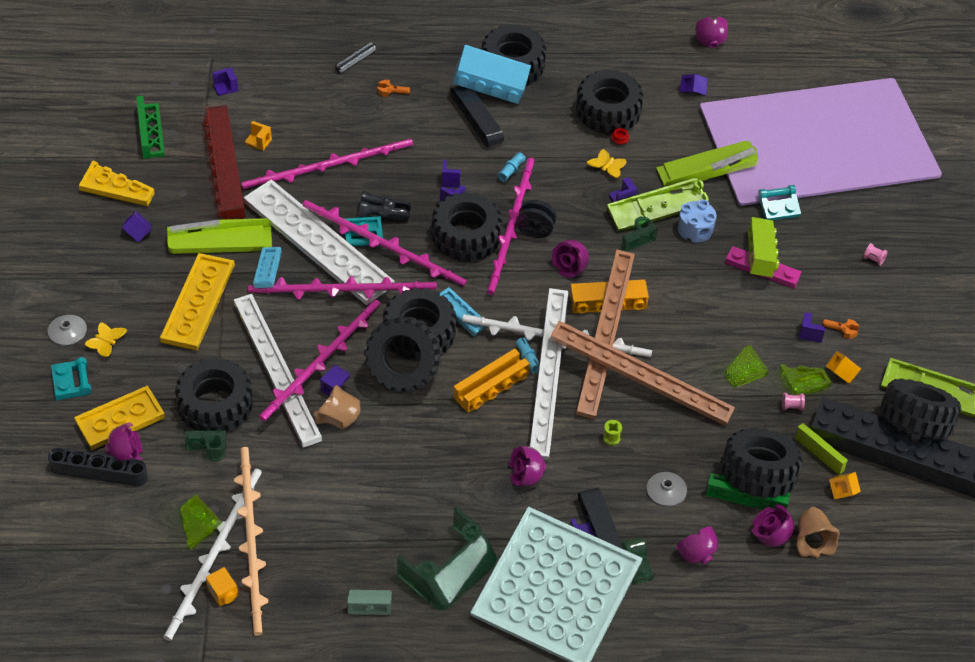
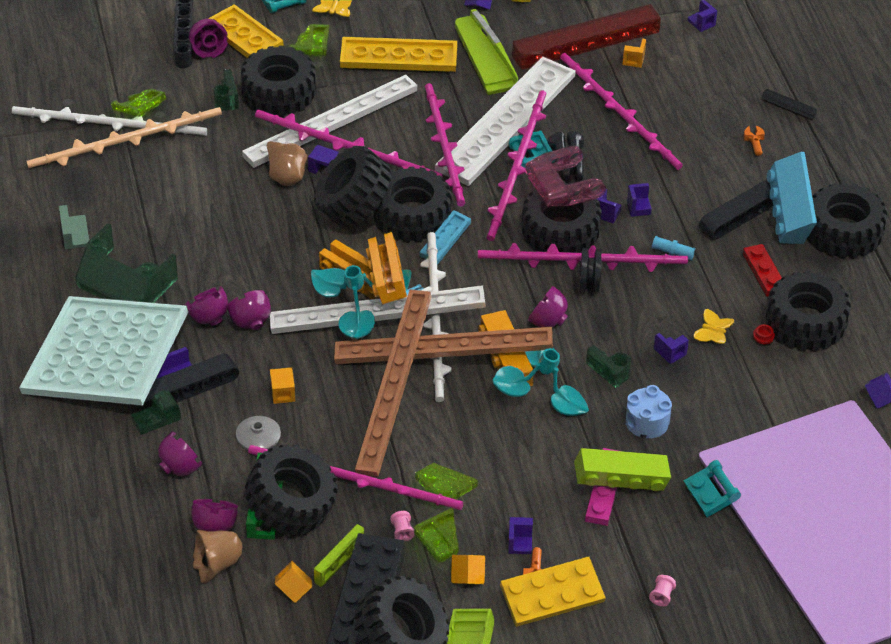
camera: 80 degrees right, 5 degrees down
(153, 363) = (313, 40): none -> clear neon green wing
(222, 587) = (69, 129): light orange brick -> none
(267, 267) = (460, 90): medium azure plate -> none
(441, 214) = (550, 185): none -> clear pink connector
(514, 496) = (208, 306): none -> magenta cylinder
(518, 347) = (386, 269): none -> light orange brick
(526, 352) = (329, 284): none -> teal plant
(546, 120) = (762, 267): none -> red plate
(610, 430) = (315, 376): lime bush -> none
(621, 458) = (282, 385): none -> light orange panel
(656, 203) = (658, 369): lime piece -> none
(669, 270) = (513, 383): none -> teal plant
(709, 163) = (747, 413): lime piece -> none
(741, 418) = (385, 484): none -> dark pink plant
(870, 319) = (552, 591): none -> yellow plate

